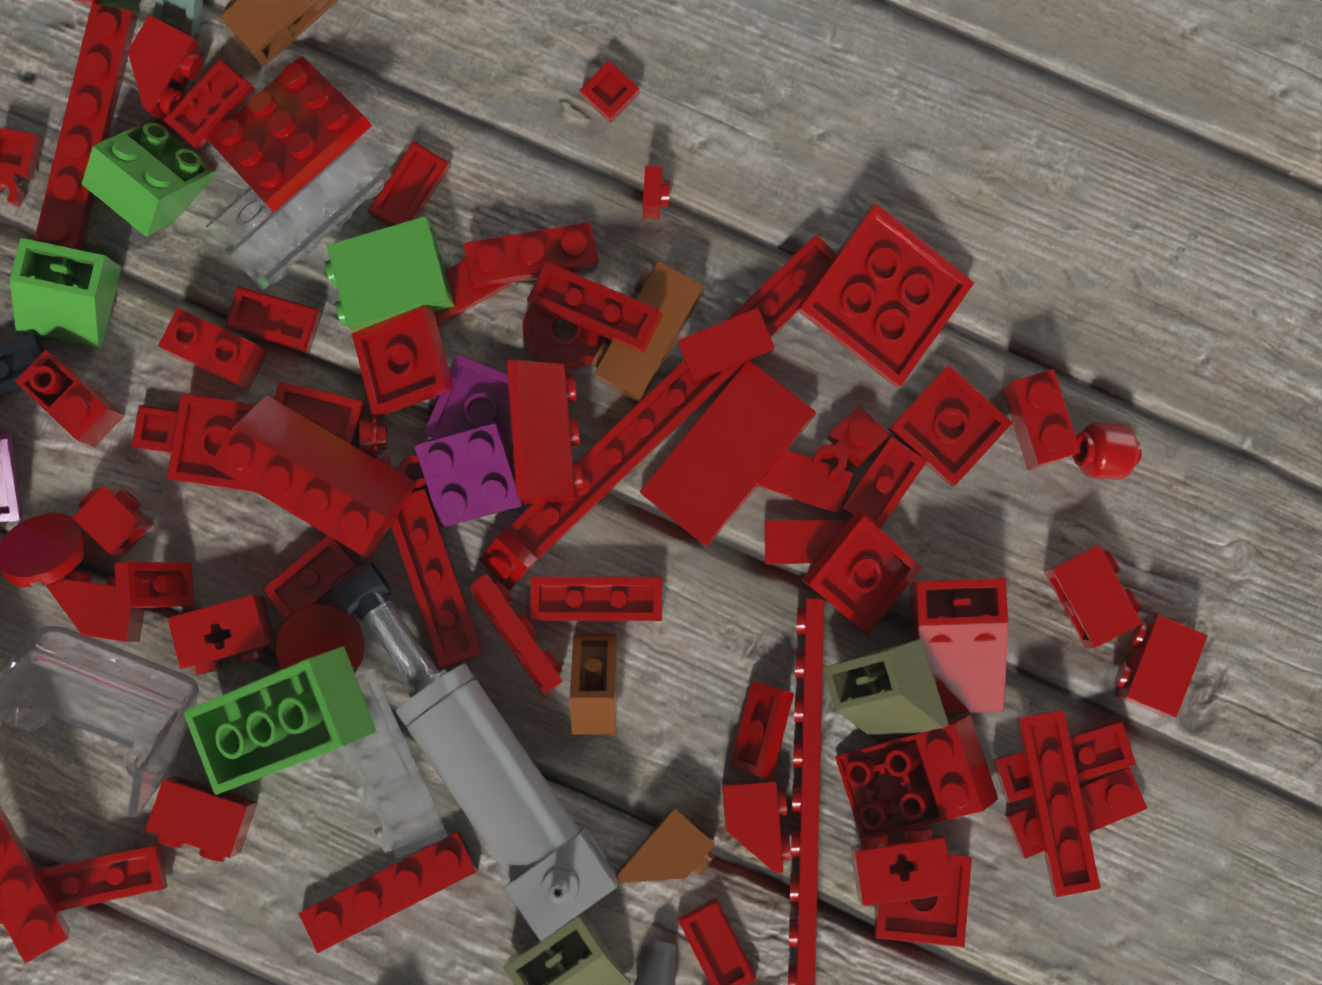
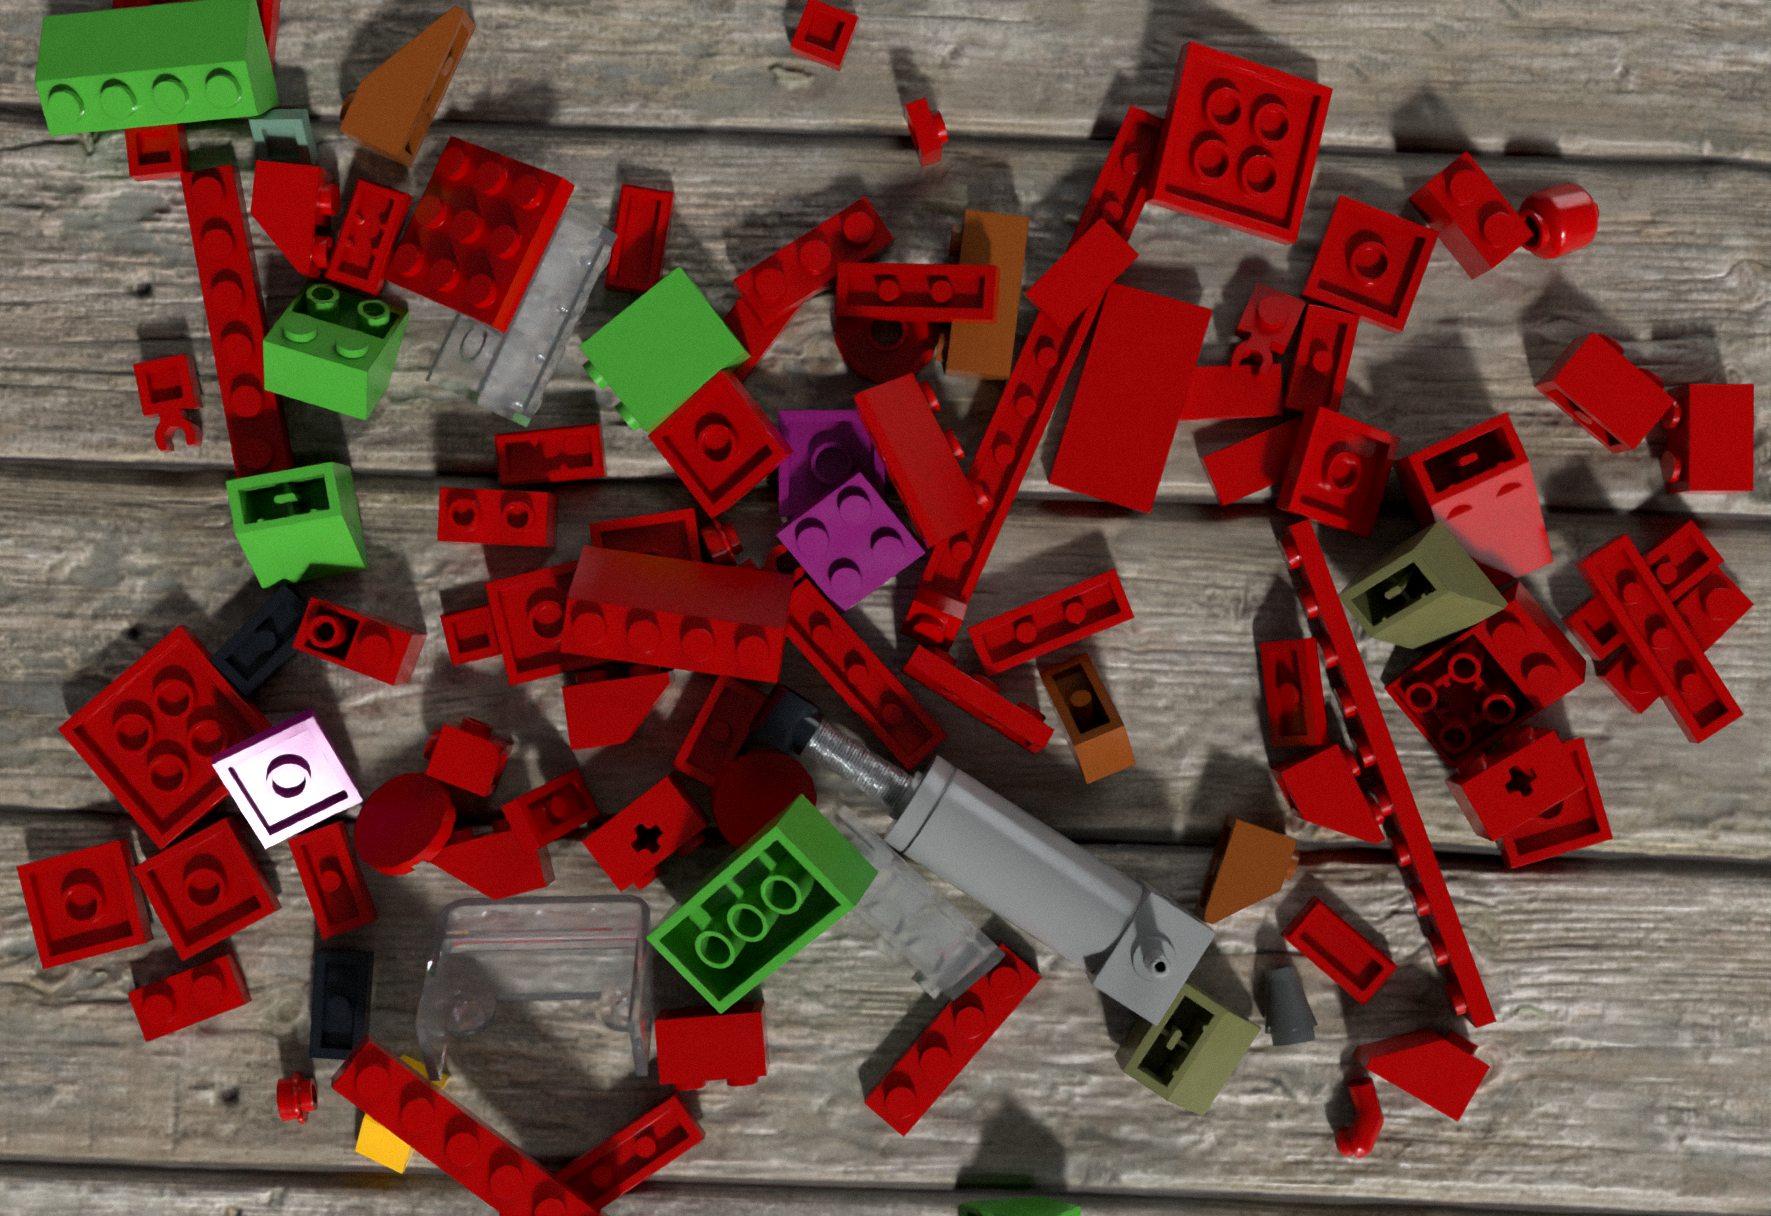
camera: 25 degrees left, 5 degrees up
(236, 528) = (614, 709): none -> red slope

